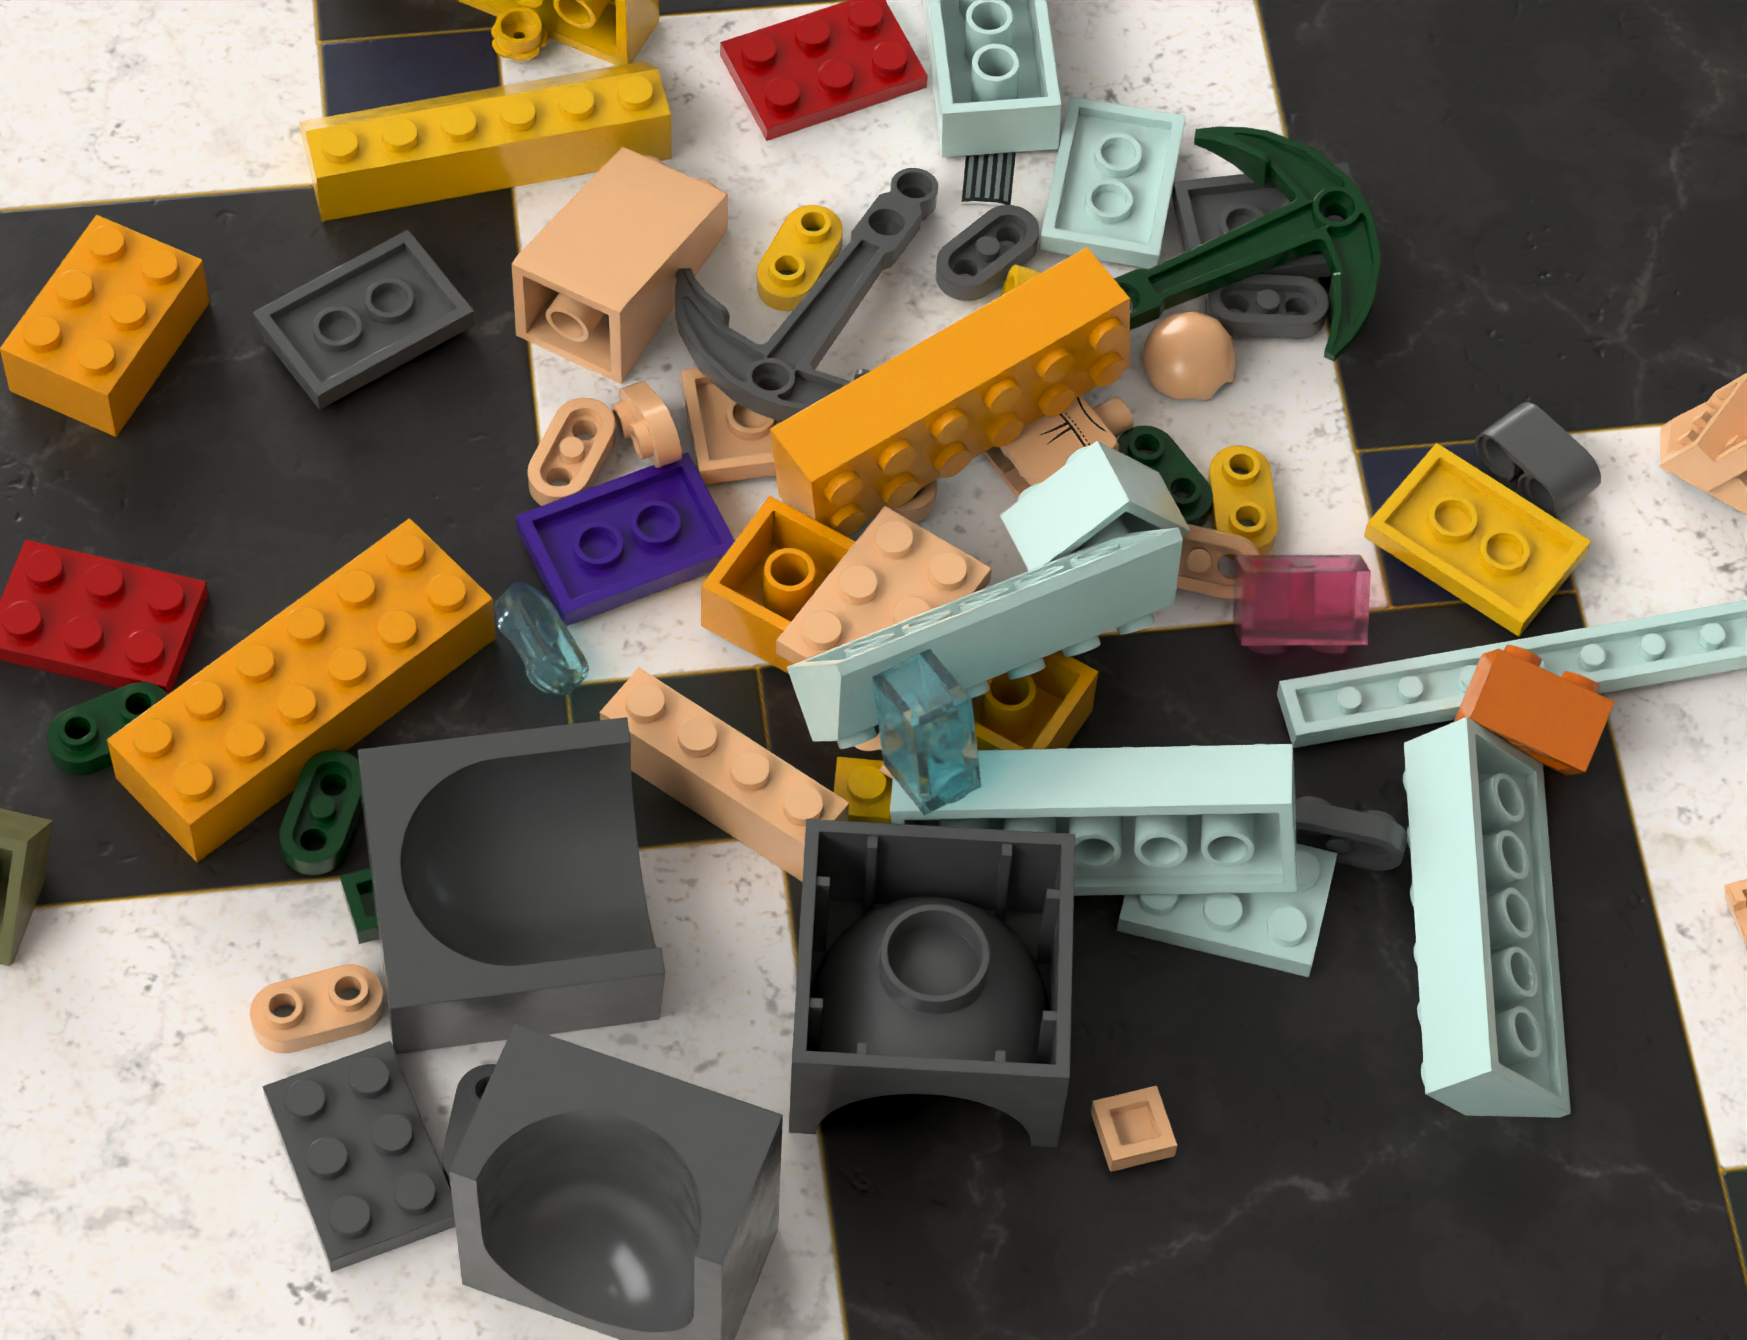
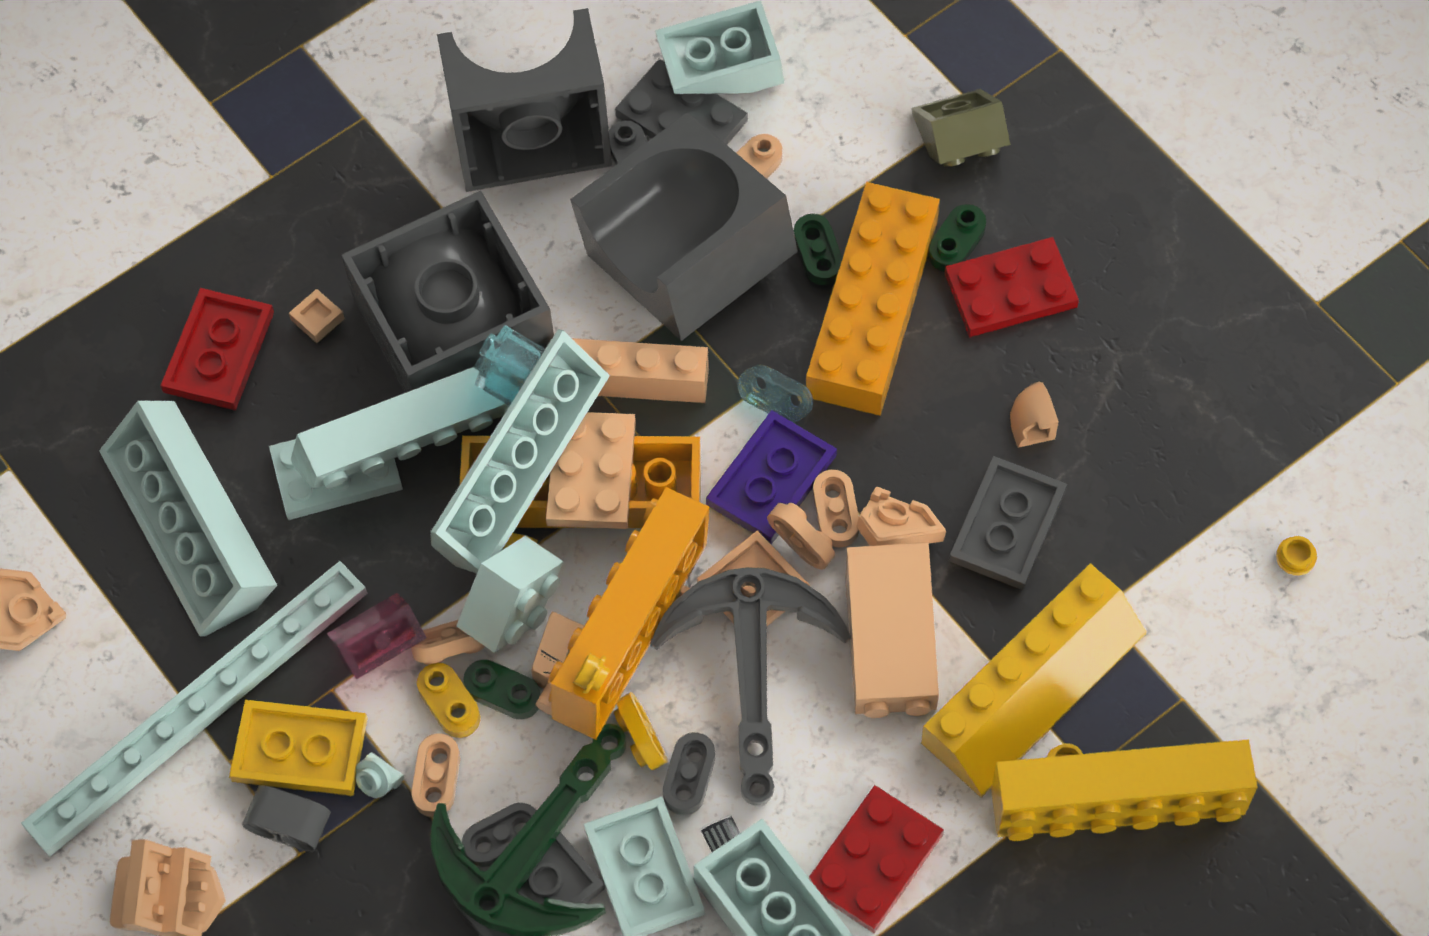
camera: 155 degrees right, 5 degrees up
(42, 99) = (1296, 555): none -> yellow plate
(105, 325) = (1137, 431): light orange brick -> none
(215, 433) = (1033, 416): none -> light nougat brick
(233, 1180) = (722, 52): none -> light aqua slope
(510, 385) = (896, 522): none -> light nougat plate
(801, 252) = (798, 710): yellow plate -> none
(1074, 265) = (592, 673): none -> yellow plate
(1189, 356) = (528, 775): light nougat hair -> none
(1308, 418) = (433, 776): none -> light nougat plate
(1313, 1161) = (217, 349): none -> red plate
(1360, 838) = (287, 521): dark grey plate -> none
(1387, 456) = (376, 776): none -> light aqua plate
(1537, 710) = (211, 635): orange brick -> none

